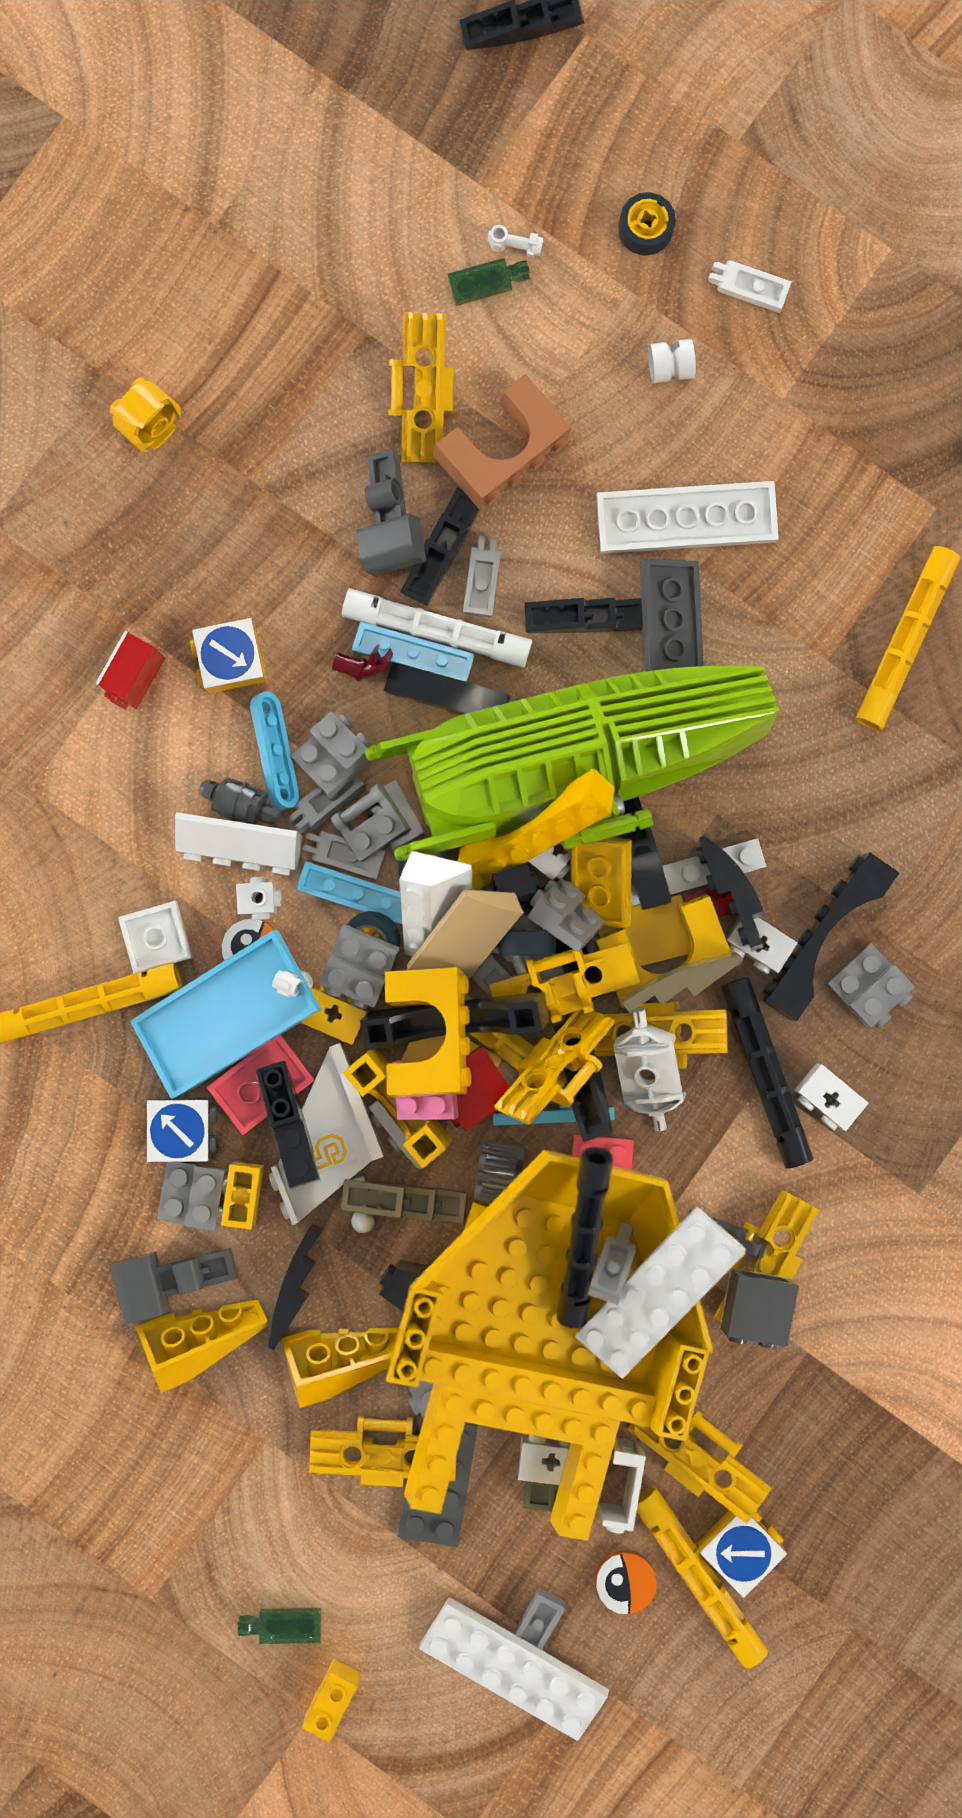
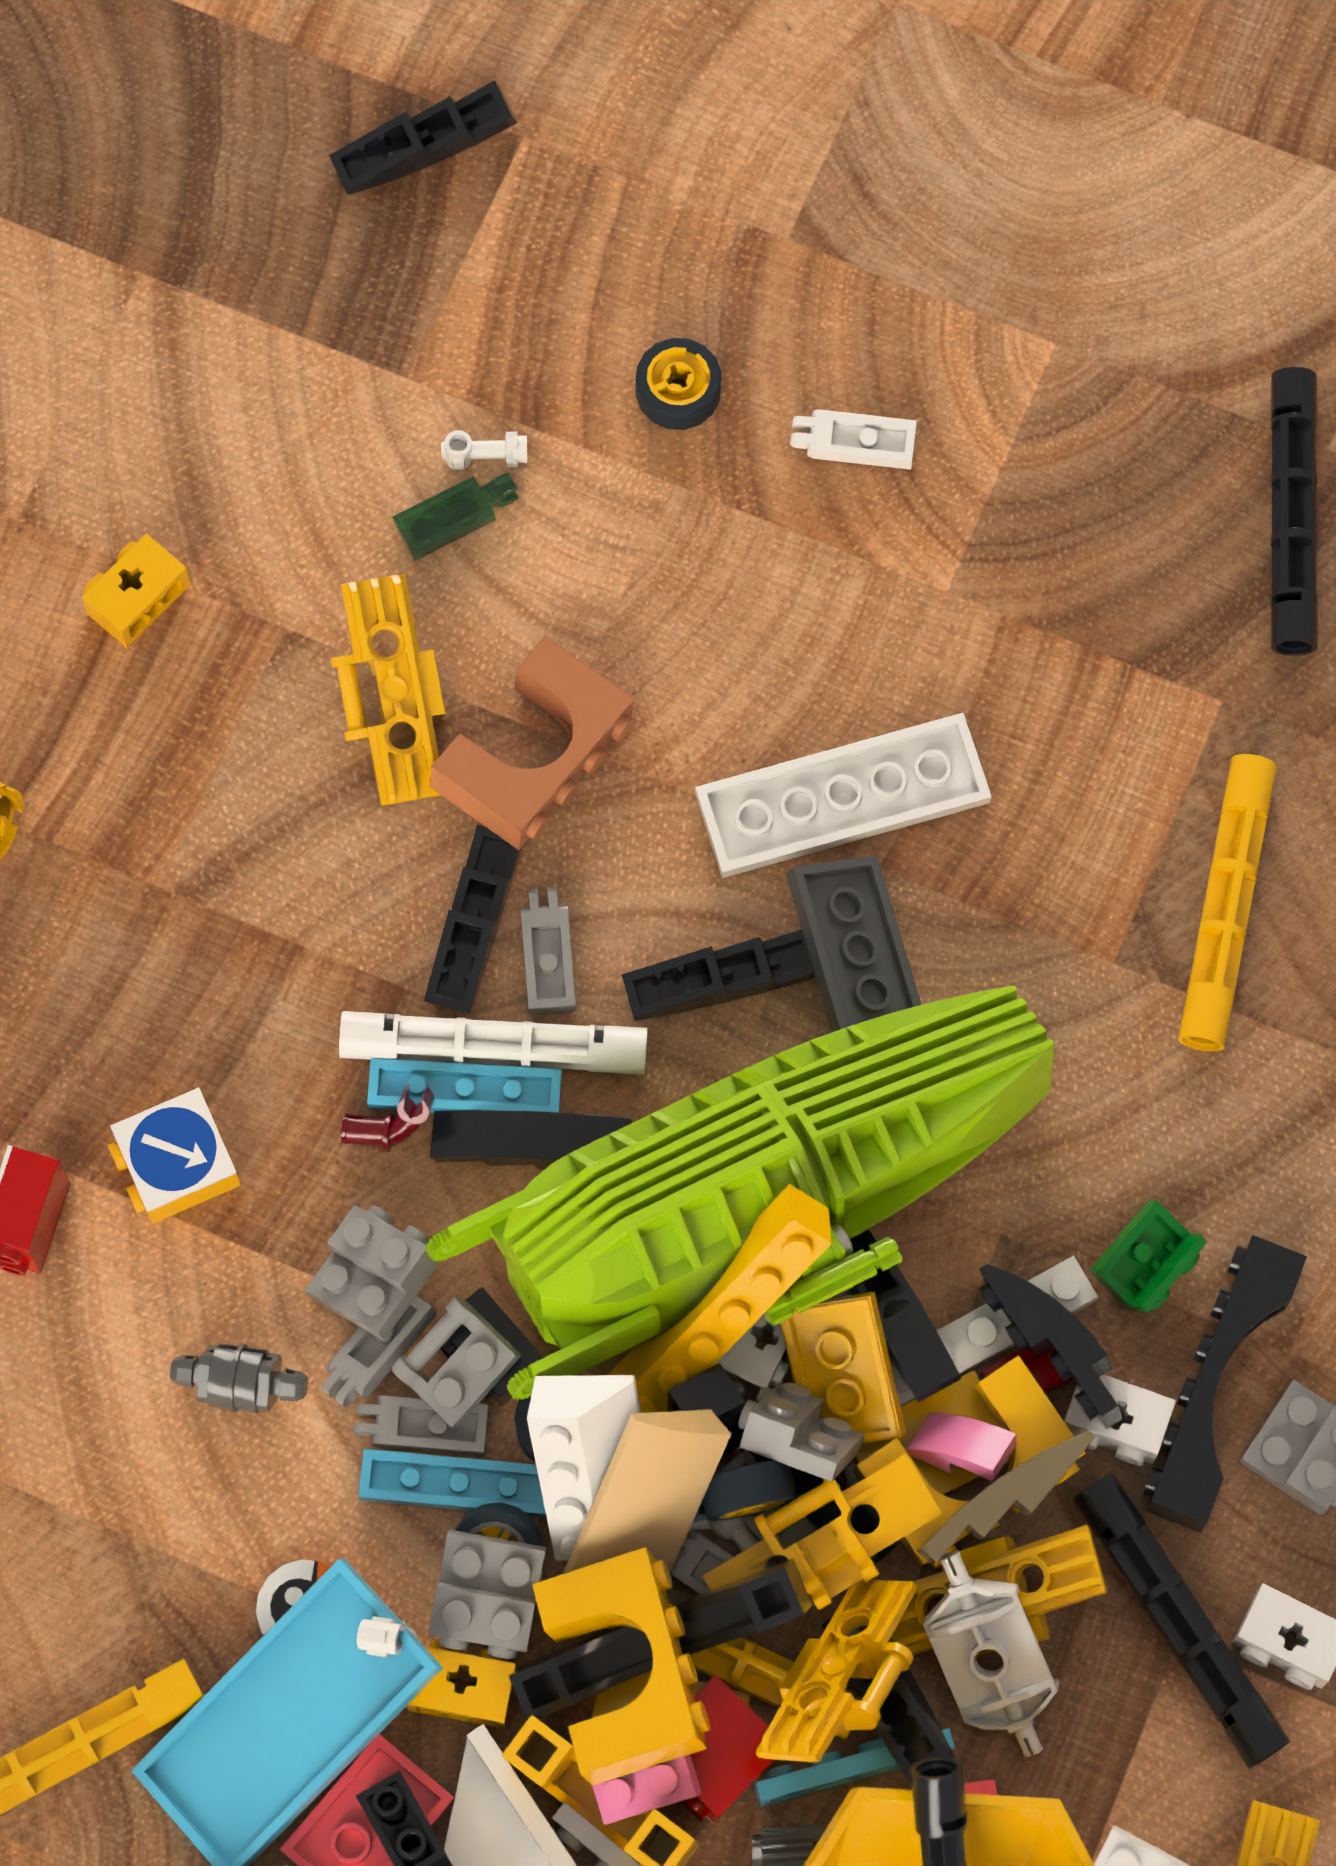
camera: 15 degrees left, 15 degrees down
(155, 937) = (144, 1626): white tile -> none
(237, 842) = (250, 1441): white slope -> none
(247, 898) = (285, 1515): white brick -> none
(269, 299) = (131, 611): none -> yellow brick
(274, 750) = (277, 1287): medium azure plate -> none
(397, 536) = (398, 916): dark grey plate -> none
(662, 940) = (962, 1442): none -> bright pink slope
(671, 361) = (764, 571): white wheel -> none
(802, 850) = (1148, 1258): none -> green bracket

